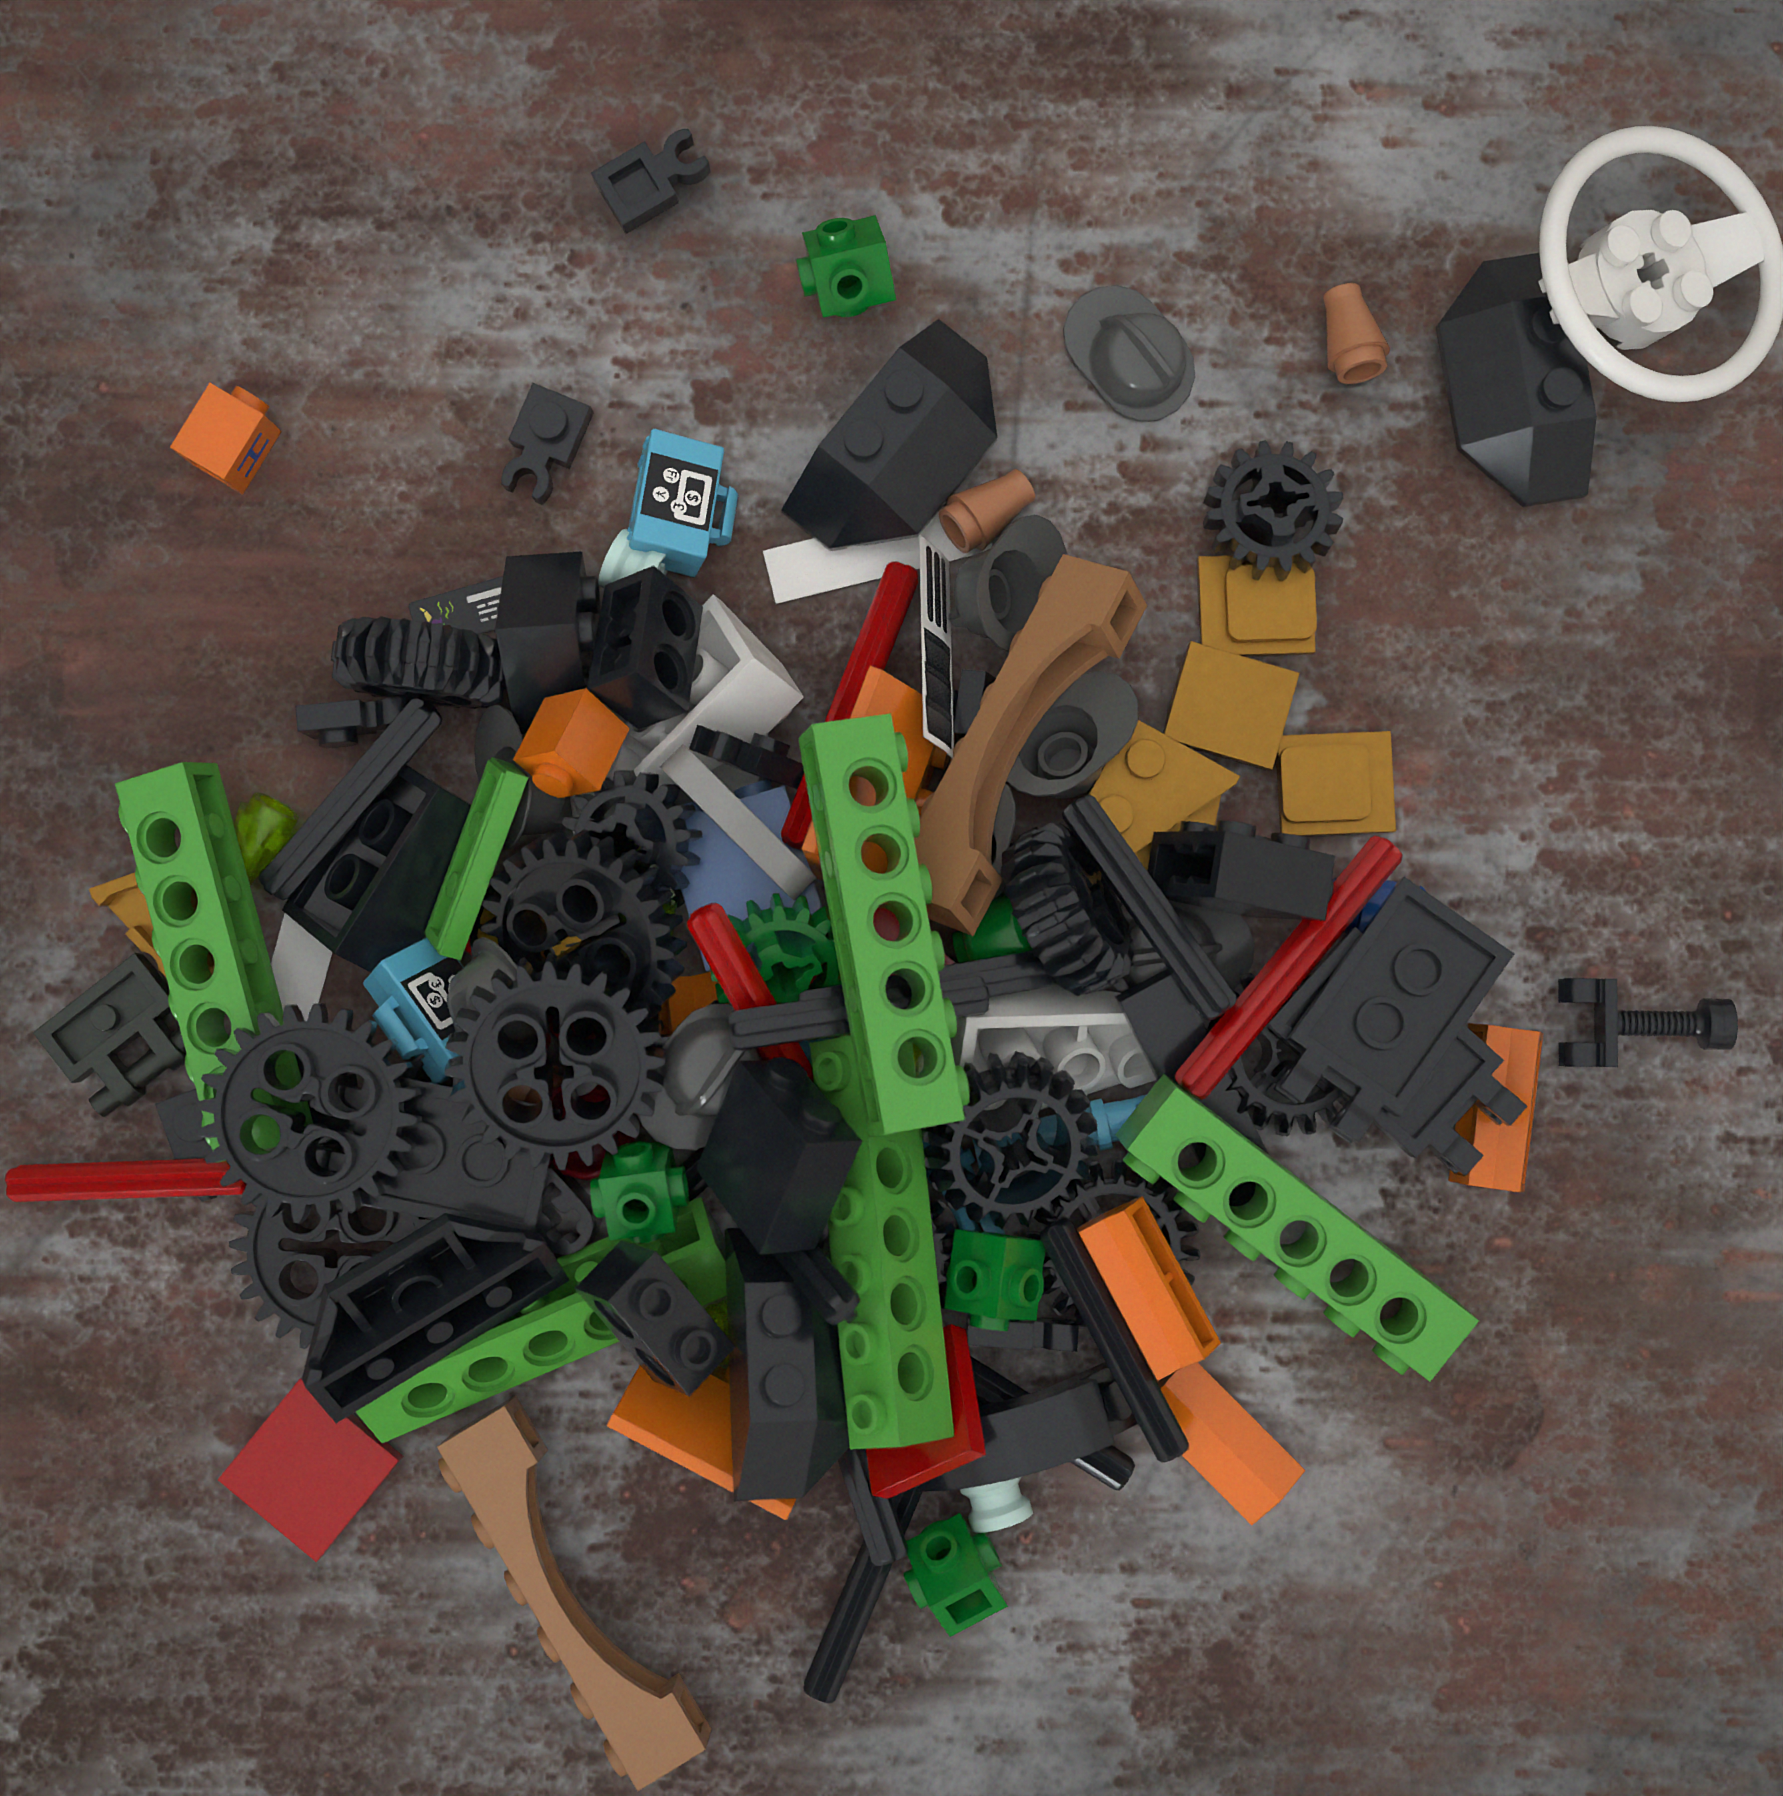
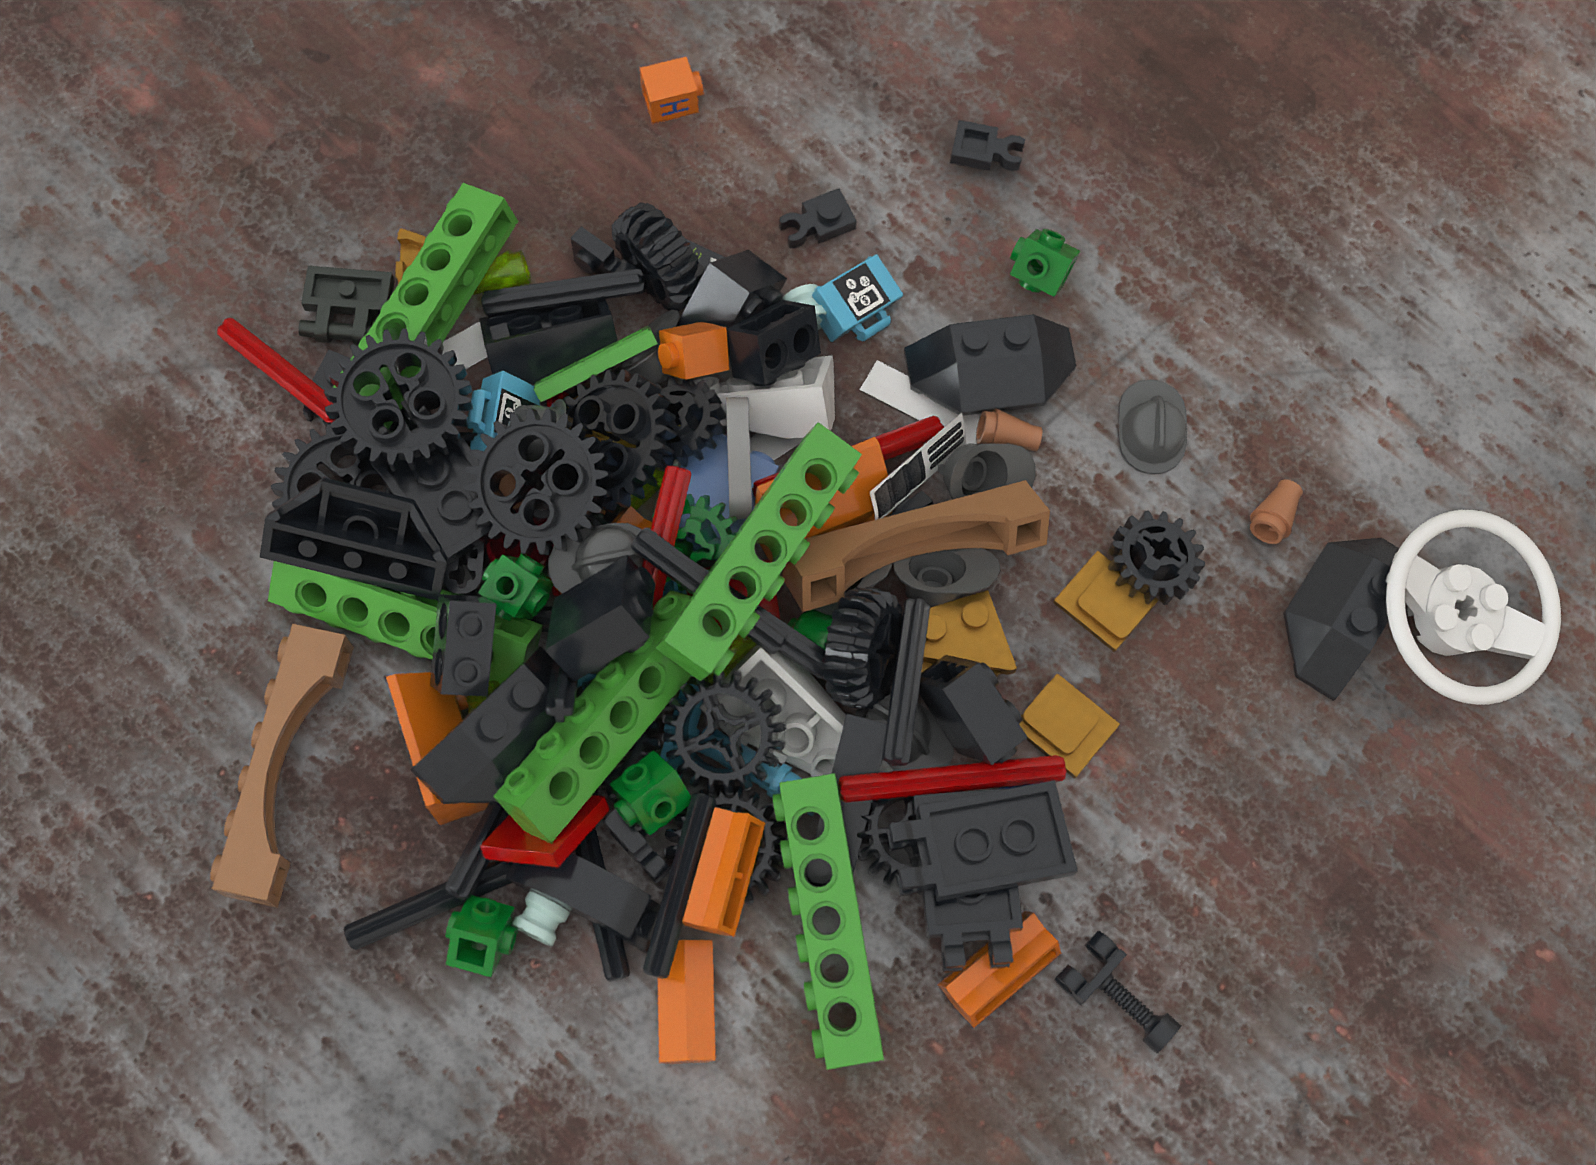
camera: 35 degrees right, 15 degrees down
(309, 1471) = (220, 587): red tile -> none
(761, 757) = (779, 441): black plate -> none
(1230, 705) = (1046, 635): pearl gold piece -> none

